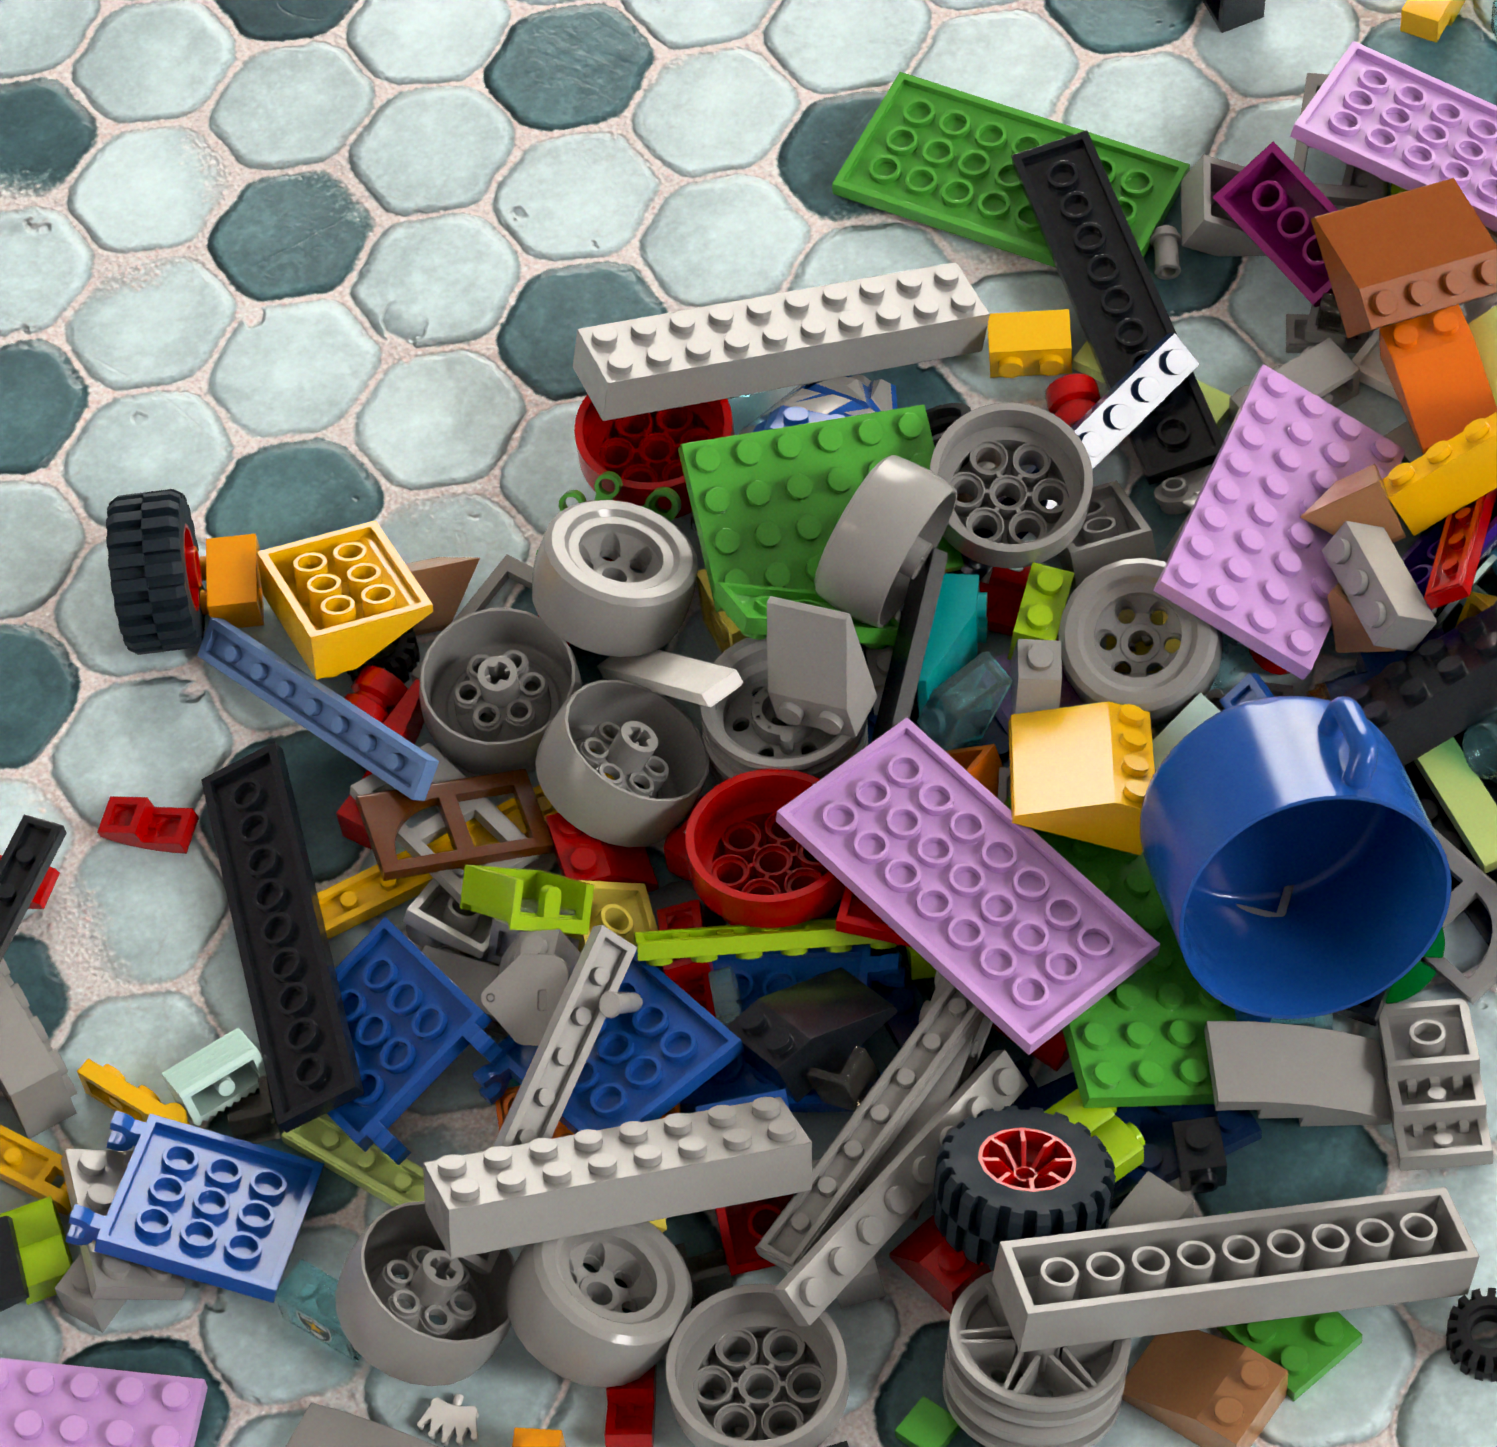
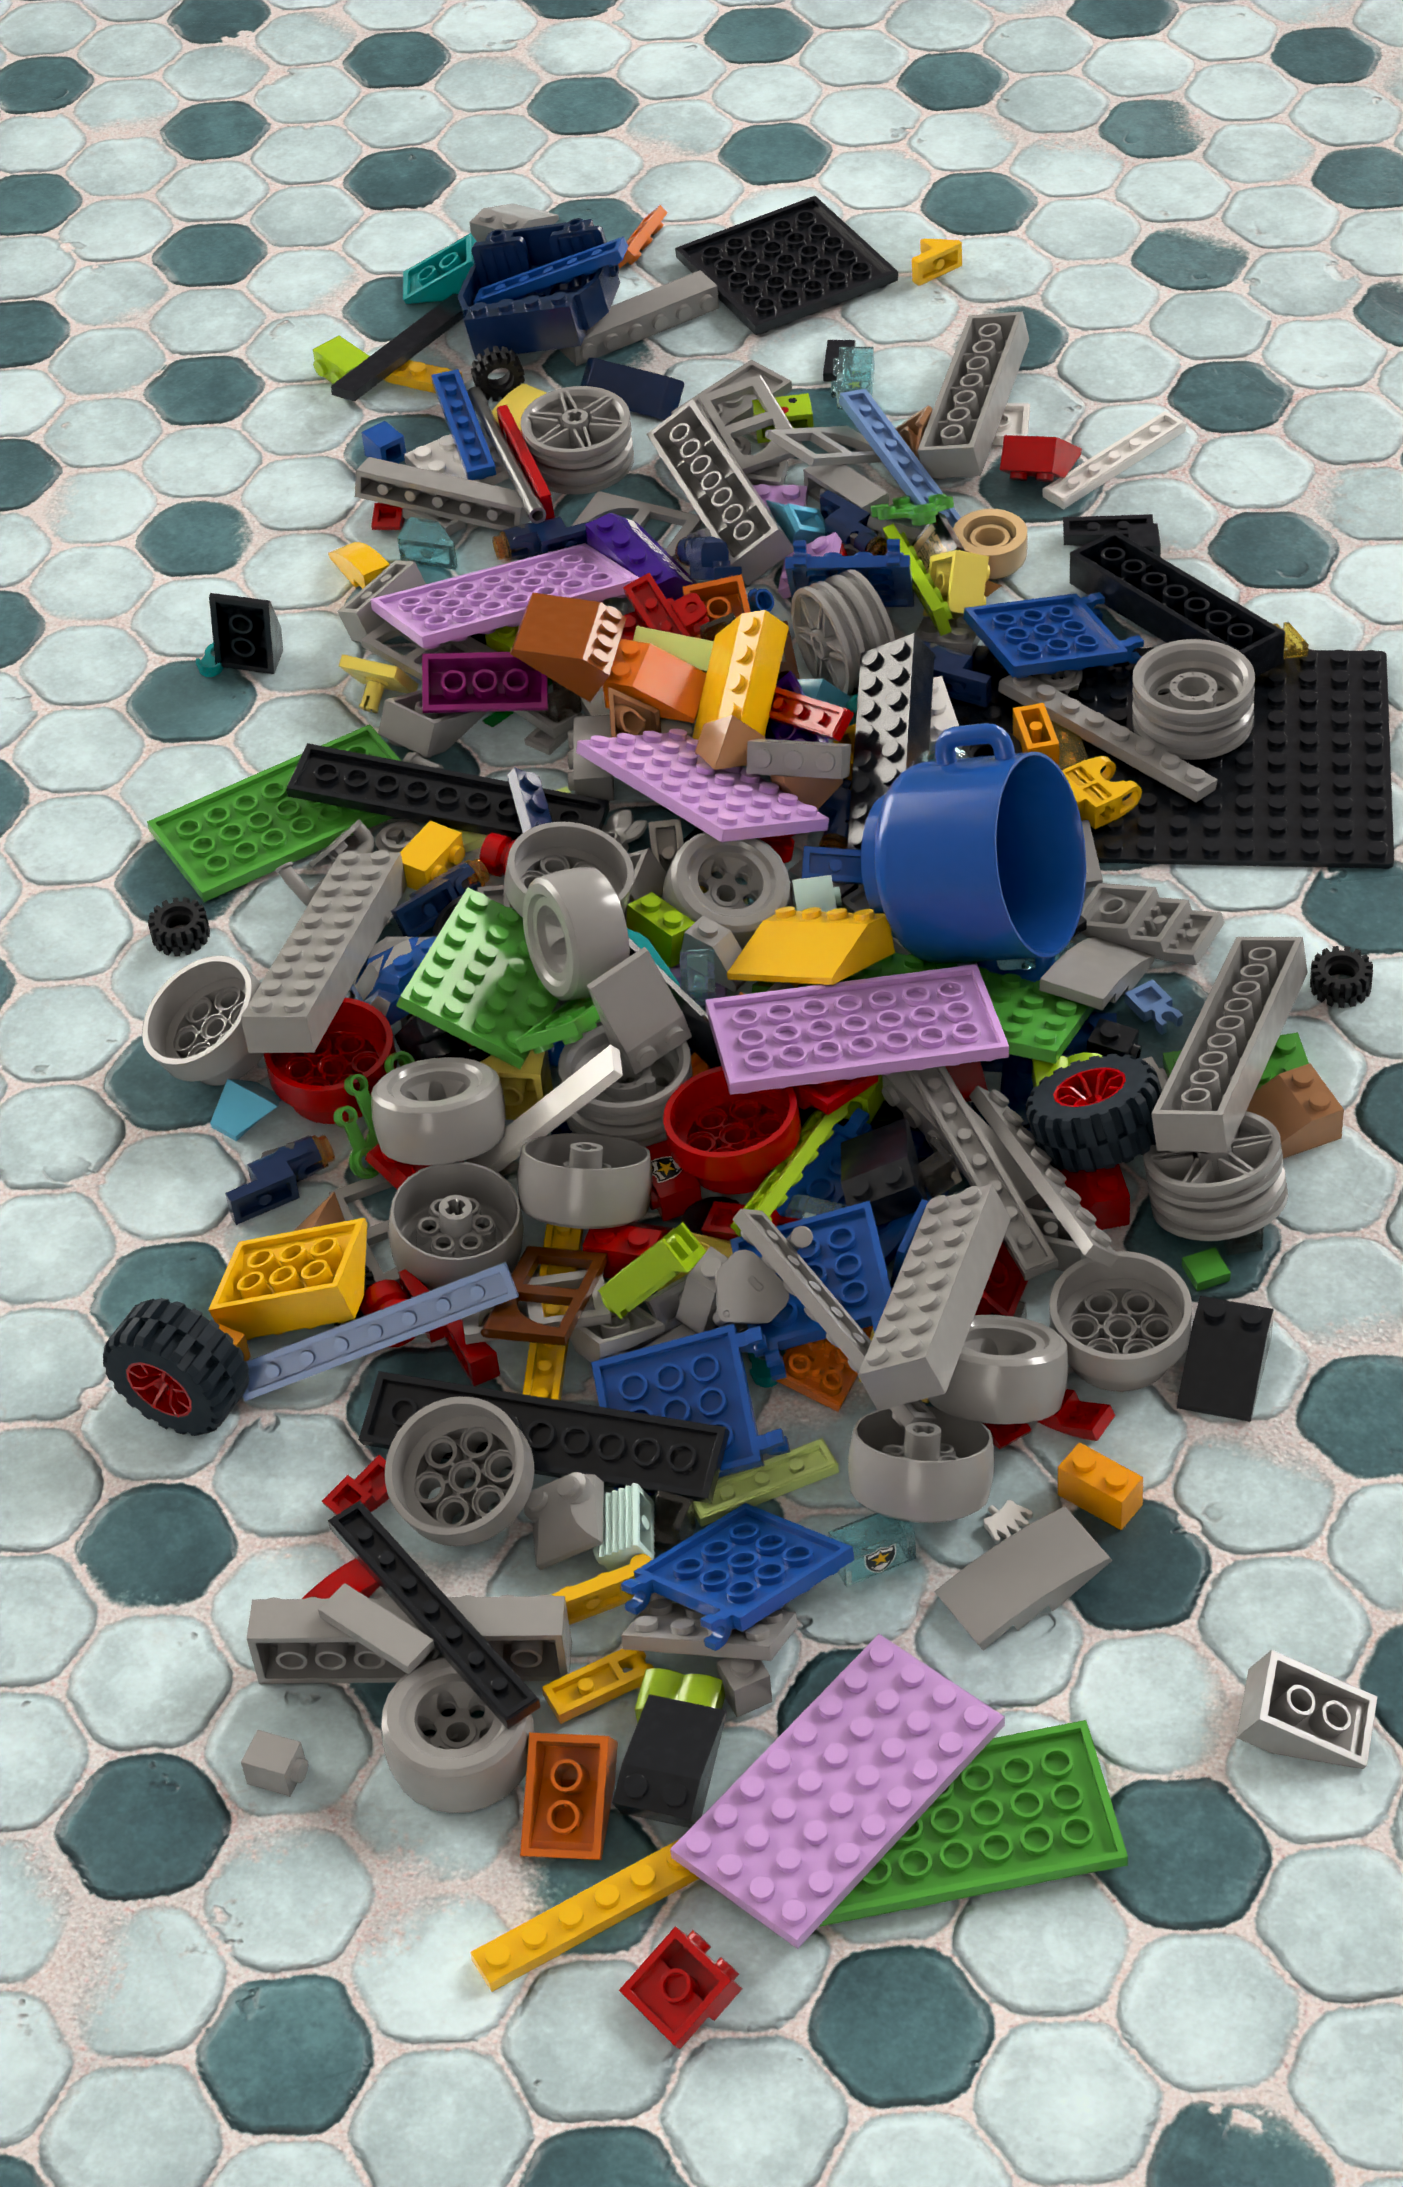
camera: 60 degrees left, 10 degrees down
(170, 890) = (459, 1428): none -> light grey wheel
(198, 1015) = (566, 1517): none -> light grey slope
(490, 497) = (276, 1177): none -> dark blue plate
(557, 407) = (242, 1107): none -> medium azure slope
(615, 285) = (197, 1022): none -> light grey wheel
(777, 213) = (177, 914): none -> black tyre
(965, 384) = (428, 902): none -> dark blue plate
(982, 282) = (297, 885): none -> light grey piece
(1047, 288) = (394, 833): none -> light grey gear
(1257, 120) = (377, 678): none -> light yellow tile
(1300, 1158) = (1153, 1003): none -> medium blue plate
(1366, 392) = (631, 715): none -> medium nougat slope
(1413, 44) = (358, 613): none -> light grey brick

